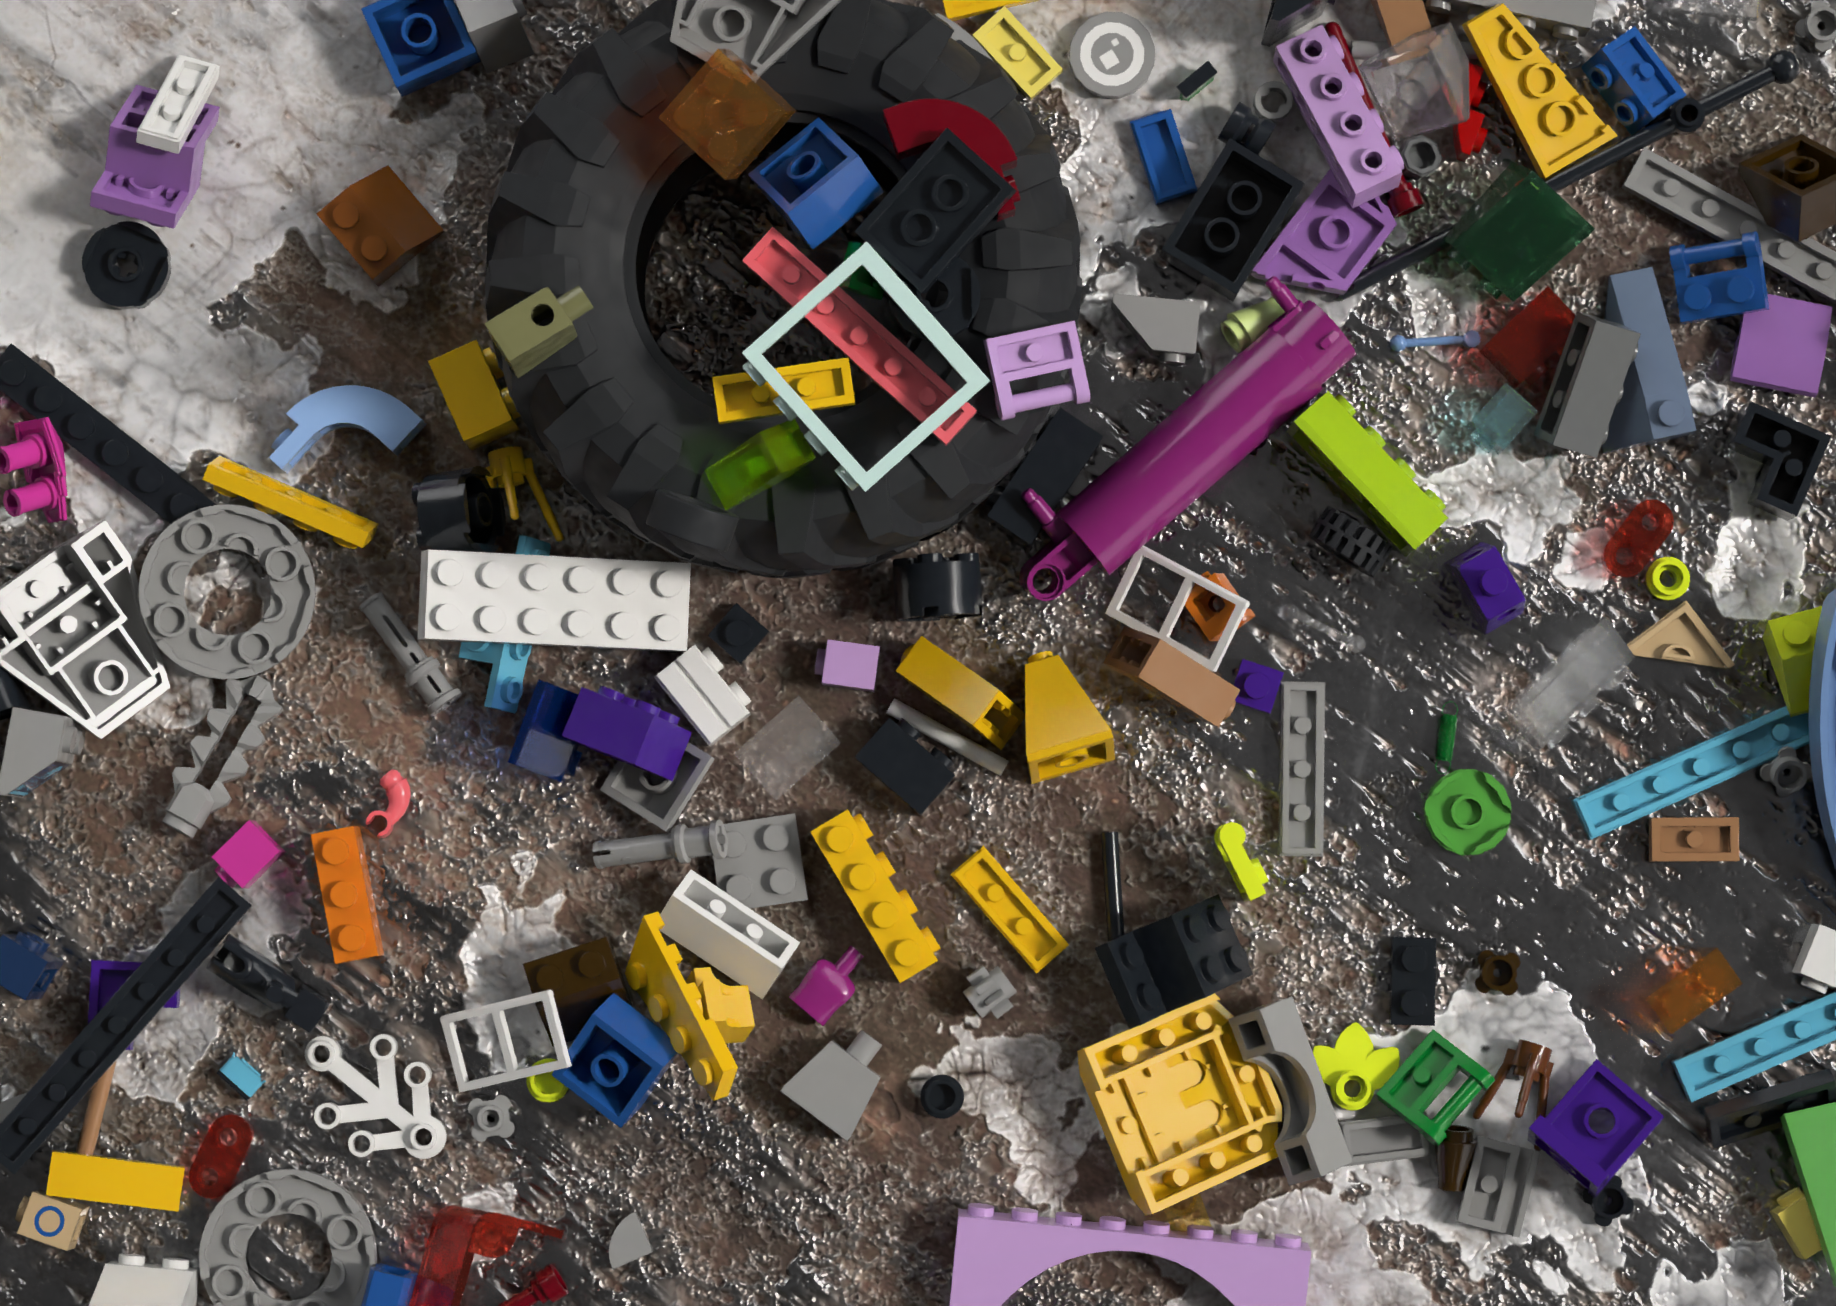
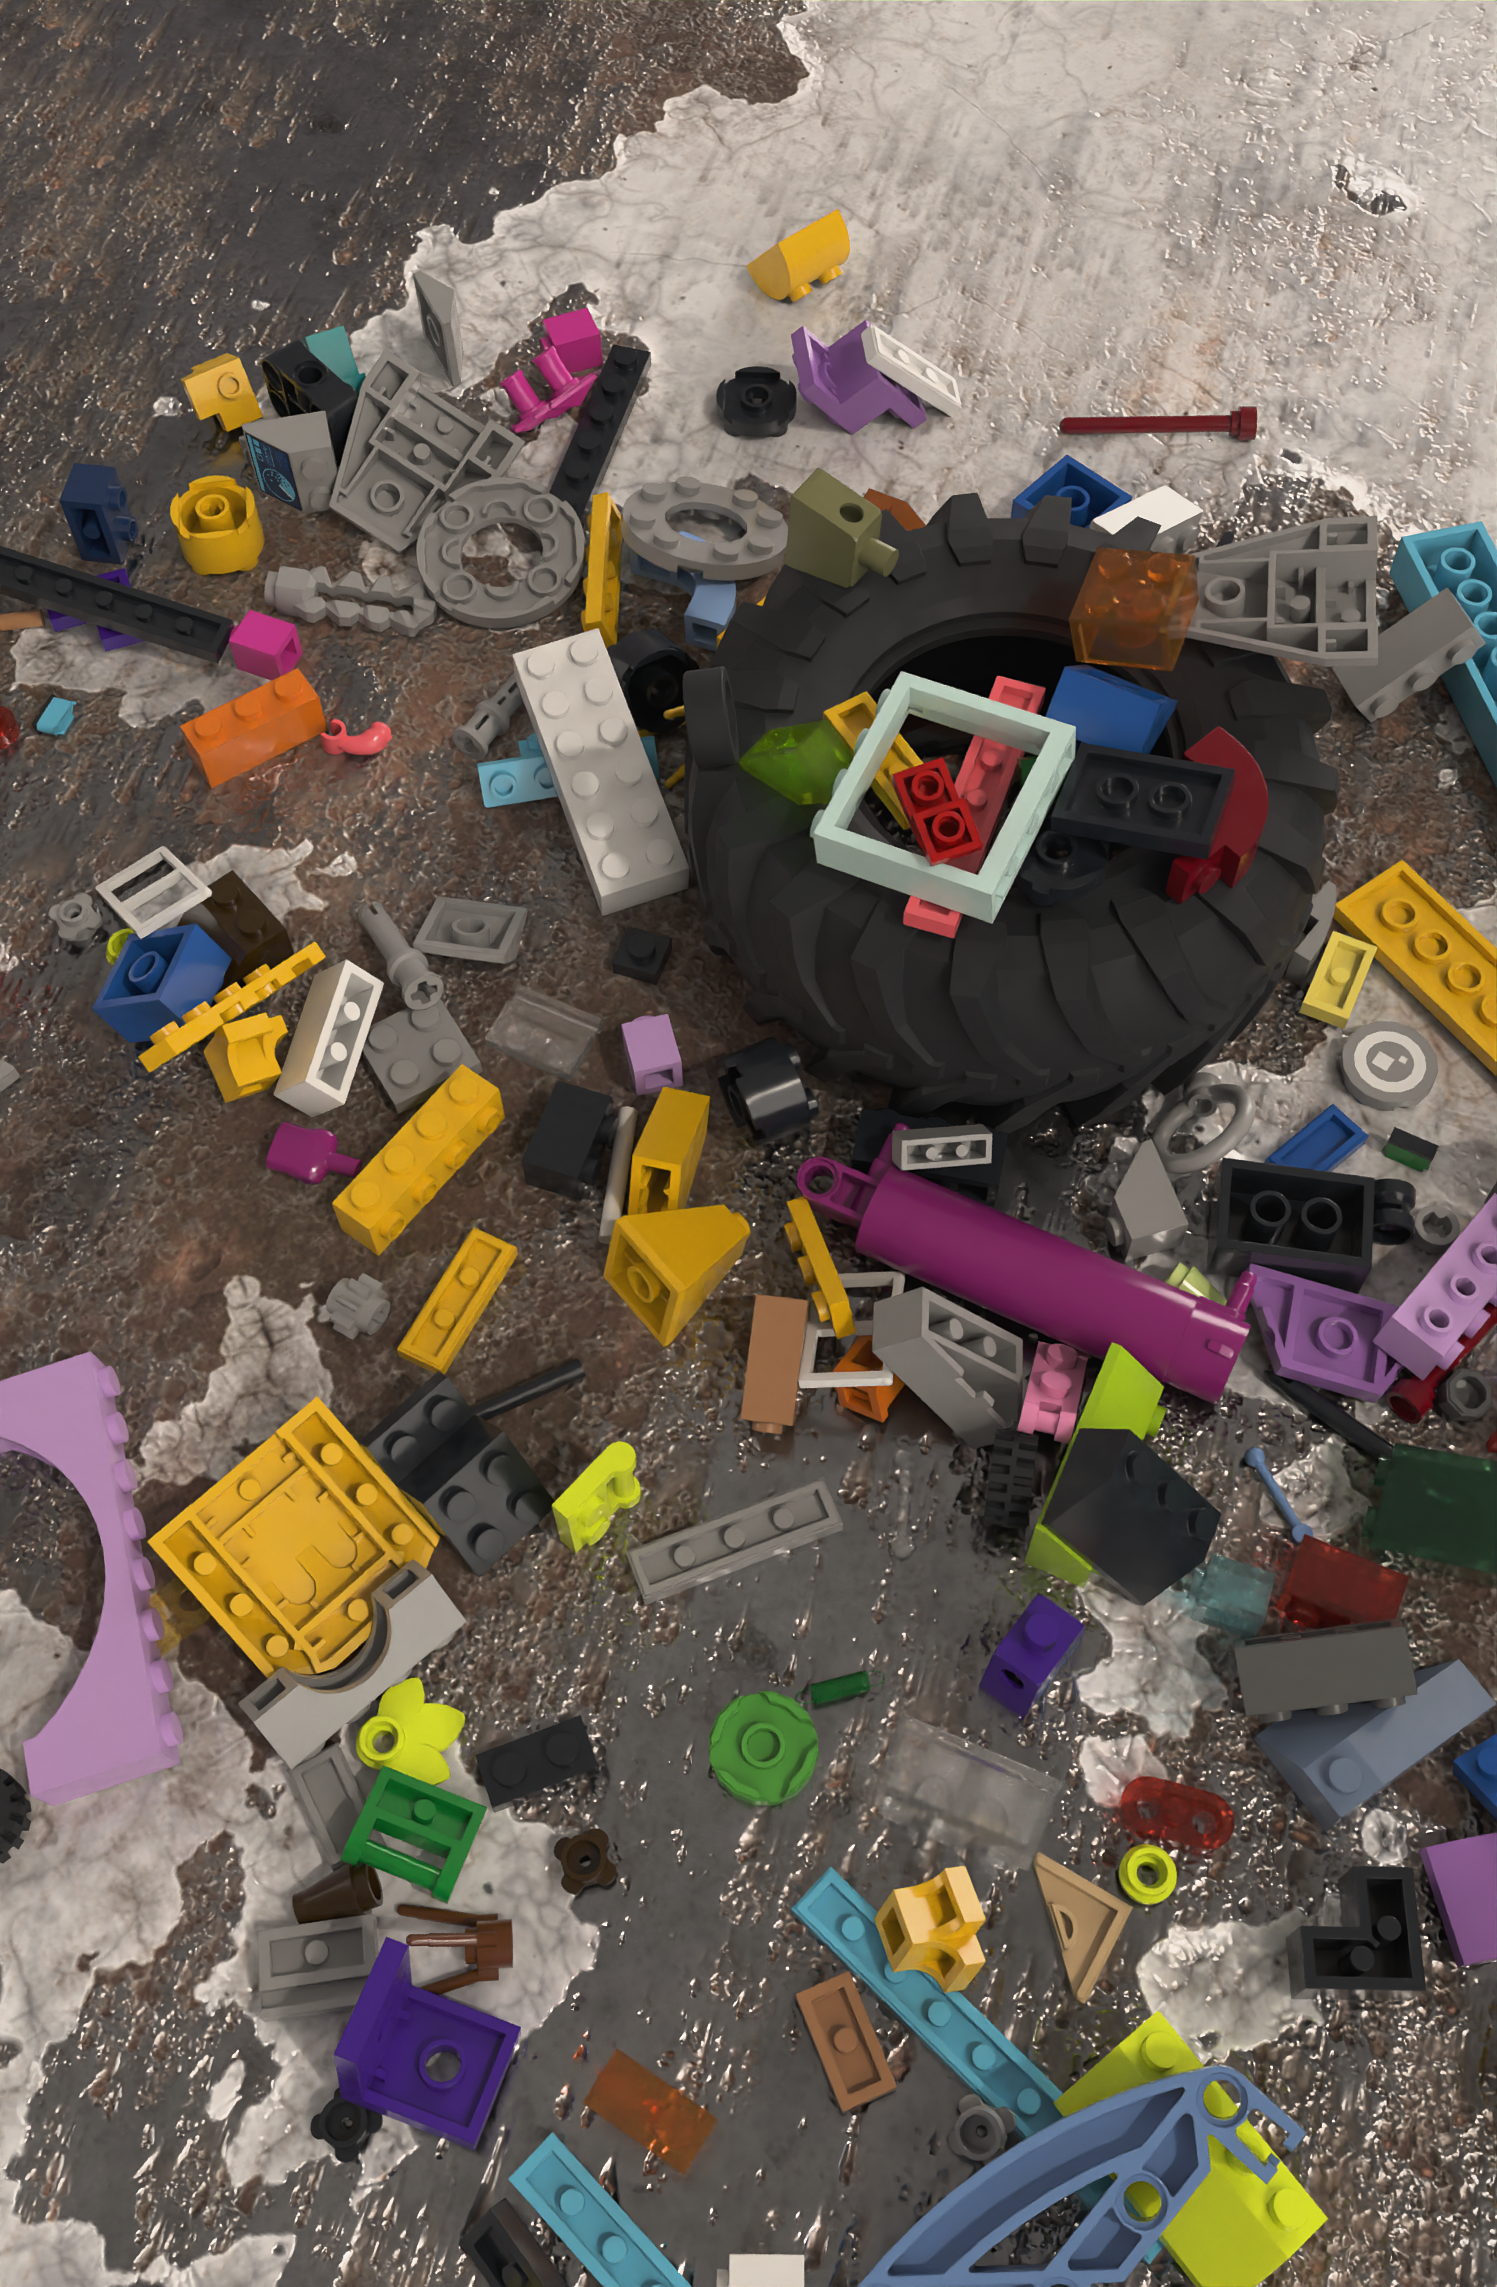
camera: 70 degrees right, 25 degrees down
(59, 870) = (218, 526): none -> yellow brick
(267, 983) = (146, 693): black piece -> none
(330, 428) = (652, 538): none -> light grey plate
(381, 1100) = (96, 772): white plant -> none
(540, 738) = (474, 819): clear blue slope -> none
(628, 731) = (497, 872): dark purple brick -> none
(703, 694) = (566, 940): white brick -> none
(837, 1083) = (205, 1199): light grey torso -> none
(899, 389) = (936, 812): none -> red slope
(942, 1096) = (229, 1308): black plate -> none
(1036, 354) = (1043, 966): lavender plate -> none
(1063, 471) = (941, 1147): none -> light grey piece
(1089, 229) = (1209, 1087): none -> light grey piece
(1116, 614) = (818, 1268): none -> yellow plate
(1251, 544) = (953, 1362): none -> light grey wedge
(1257, 686) = (805, 1455): dark purple plate -> none
(1296, 478) = (1053, 1391): none -> bright pink plate
(1424, 471) = (1129, 1514): none -> black slope
(1652, 747) = (934, 1929): none -> yellow brick

